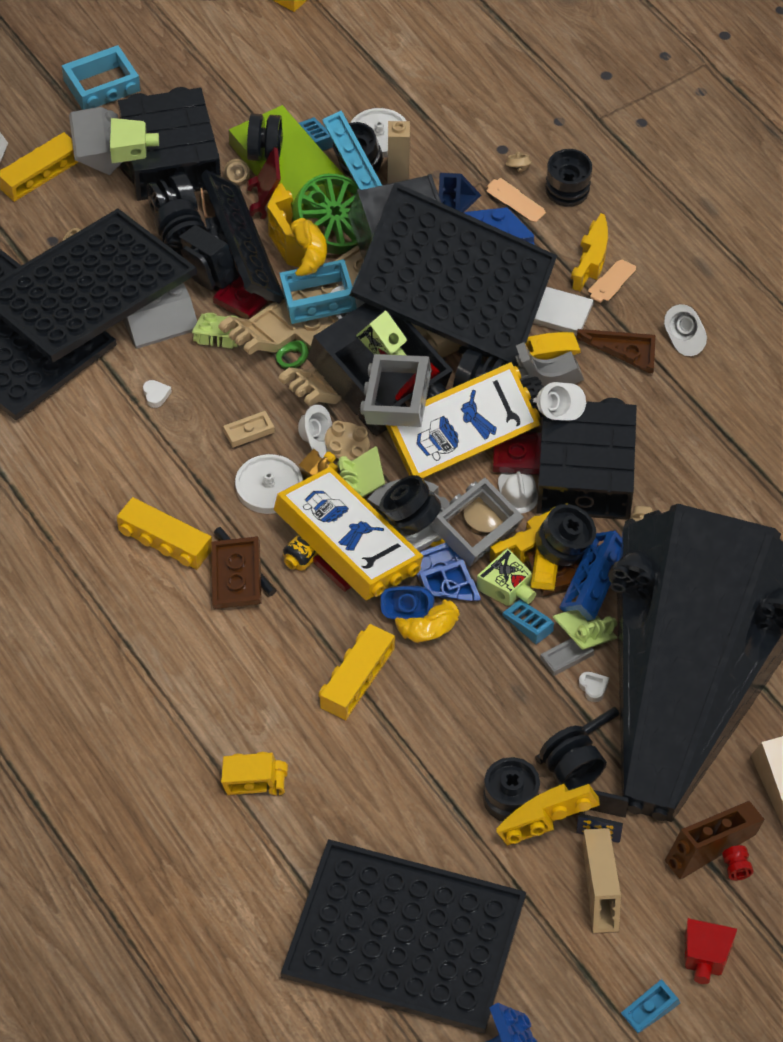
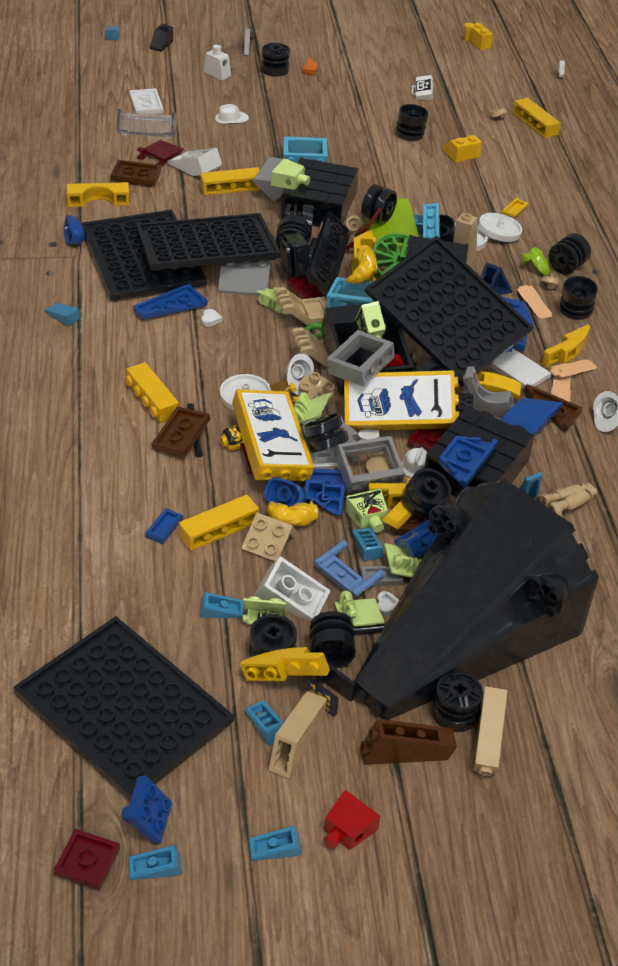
camera: 25 degrees right, 10 degrees down
(96, 389) = (171, 302): none -> blue wing
(248, 429) = (252, 357): tan plate -> none
(252, 772) = (96, 553): yellow hinge -> none
(297, 703) = (164, 526): none -> blue tile
(412, 61) = (514, 208): none -> yellow tile
(413, 101) = (500, 227): none -> white piece
(422, 666) = (268, 537): none -> tan bracket
(425, 773) = (220, 606): none -> dark azure slope
(447, 481) = (368, 434): none -> white tile
(469, 762) = (255, 606): none -> yellowish green hinge
(489, 135) = (538, 260): none -> lime piece
(489, 719) = (301, 592): none -> white slope
(522, 113) = (569, 253): none -> black wheel
(528, 673) = (342, 574): none -> medium blue plate
(561, 401) = (476, 407): white piece -> none
(570, 892) = (266, 723): none -> dark azure slope
(572, 709) = (361, 611): none -> yellowish green hinge
(587, 472) = (465, 457): none -> blue wing
(607, 371) = (532, 414): none -> blue slope
(614, 316) = (561, 387): none -> light nougat piece
(662, 478) = (532, 484): none -> dark azure slope
(709, 462) = (567, 497): none -> tan piece
(735, 768) = (457, 701): none -> black wheel
(738, 865) = (416, 771): red wheel -> none

